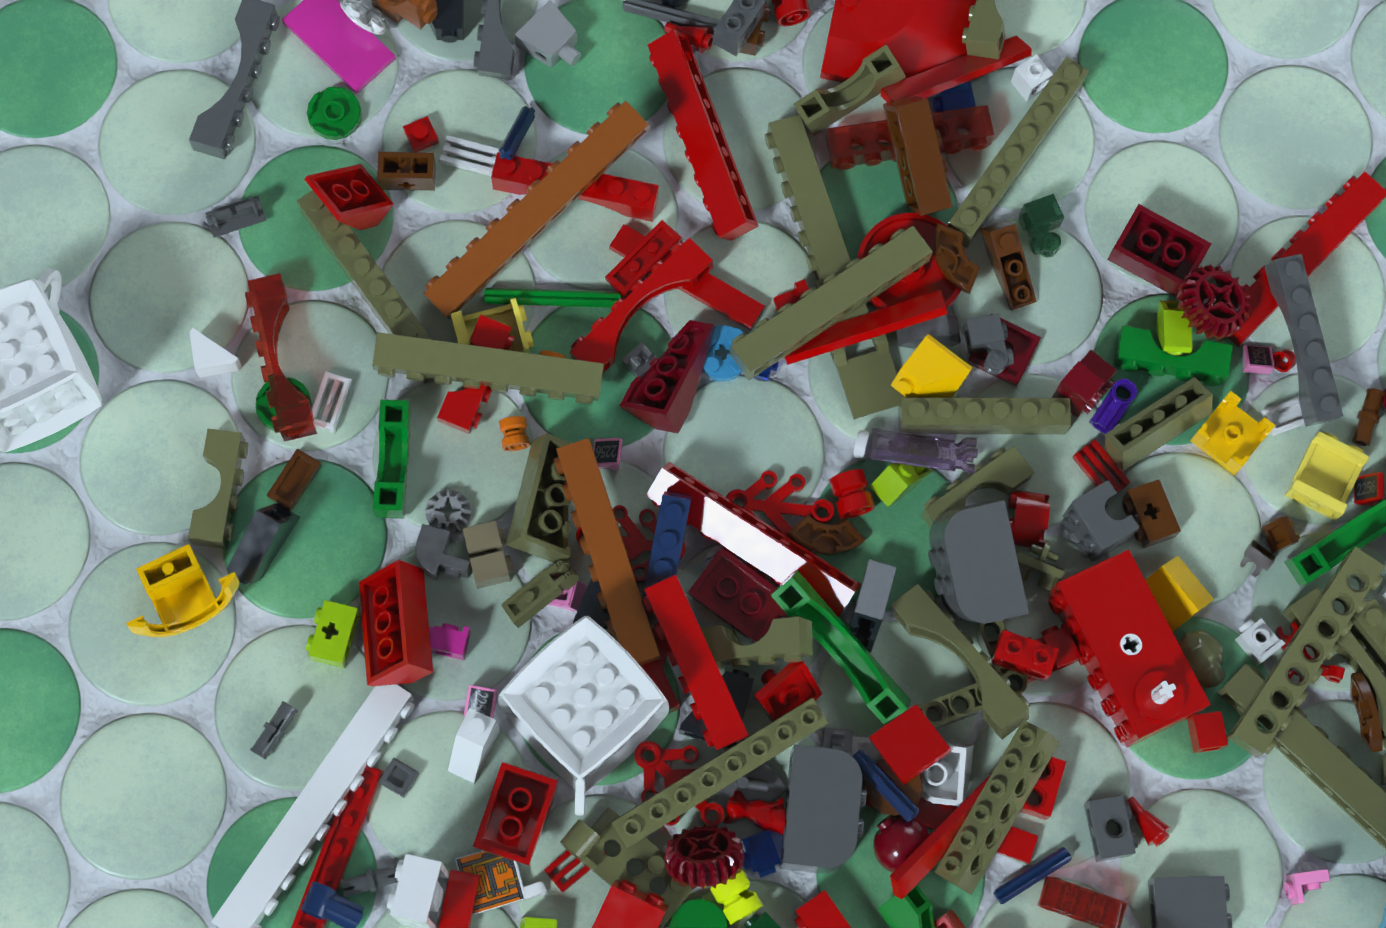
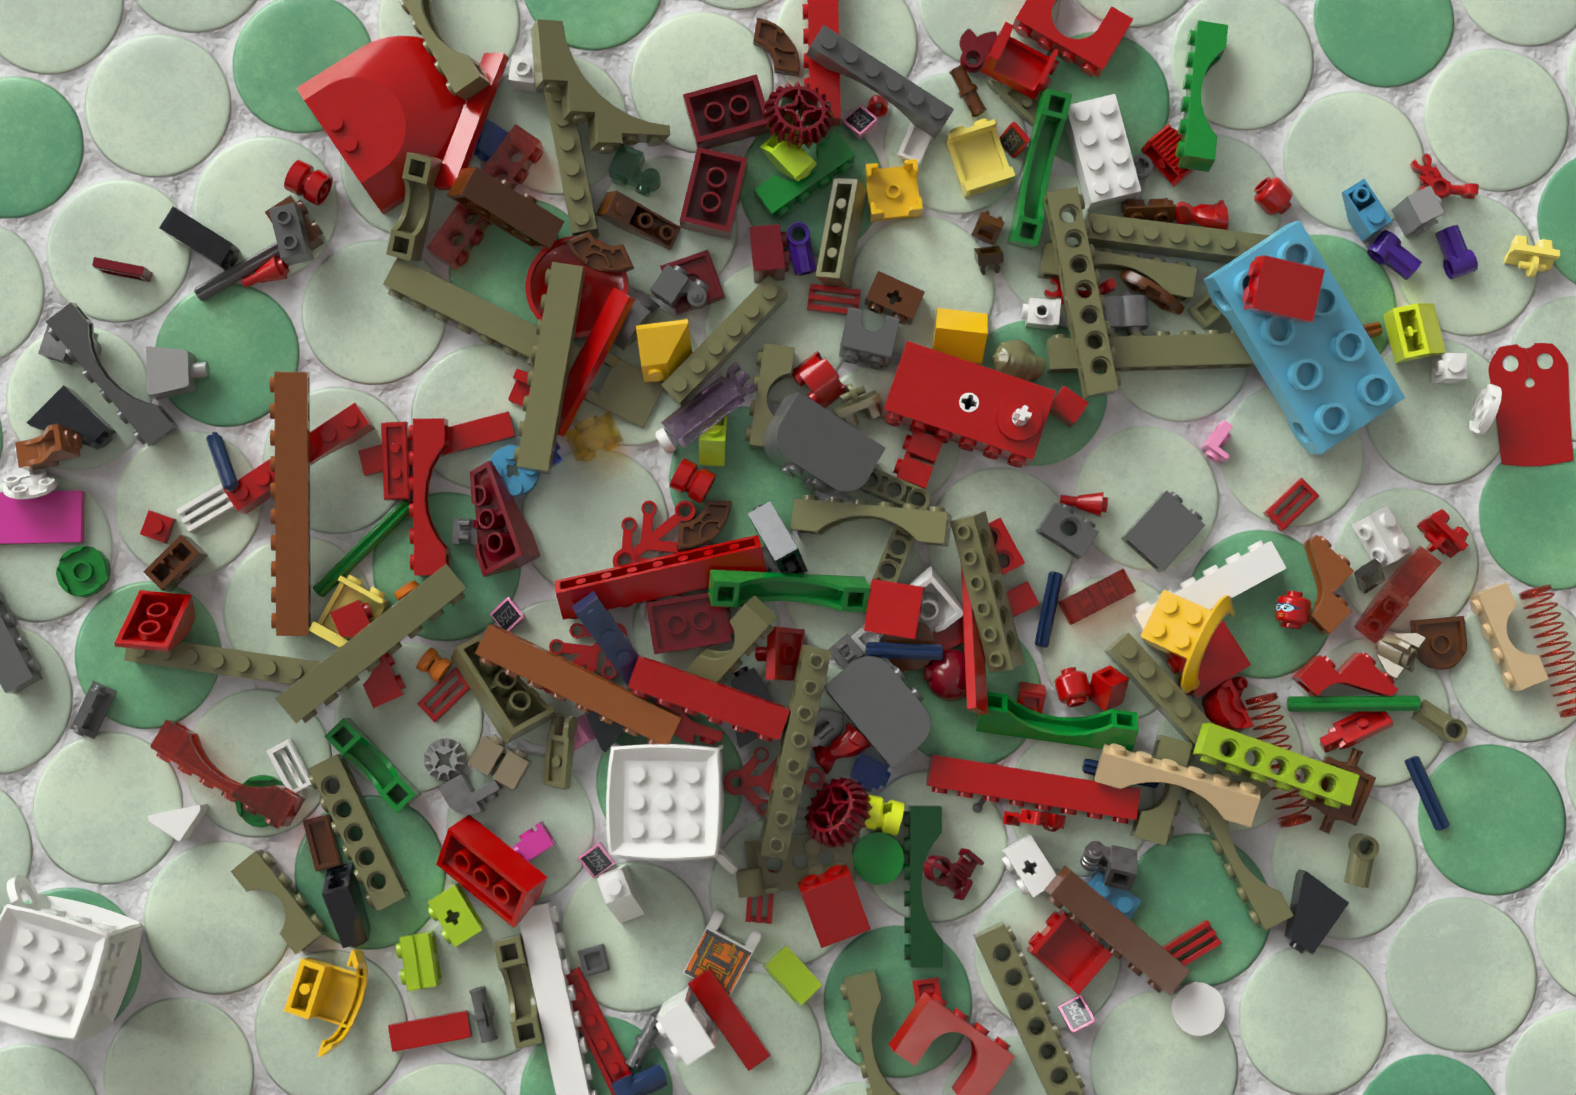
camera: 45 degrees left, 10 degrees up
(221, 701) = (429, 1030): none -> red tile
(271, 639) = (419, 960): none -> lime brick
(309, 567) = (372, 839): none -> olive brick
(309, 754) = (523, 1006): none -> olive arch
(495, 475) = (429, 711): none -> red tile
(516, 813) = (693, 908): red slope -> none
(702, 136) = (346, 336): red brick -> none
(810, 386) = (593, 436): none -> clear yellow cylinder
(1024, 655) = (909, 477): red brick -> none
(1054, 135) = (580, 101): none -> olive arch
(1088, 299) = (713, 193): none -> dark red brick
(1249, 243) = (778, 45): none -> reddish brown tile
(1328, 706) = (1127, 313): none -> flat silver brick

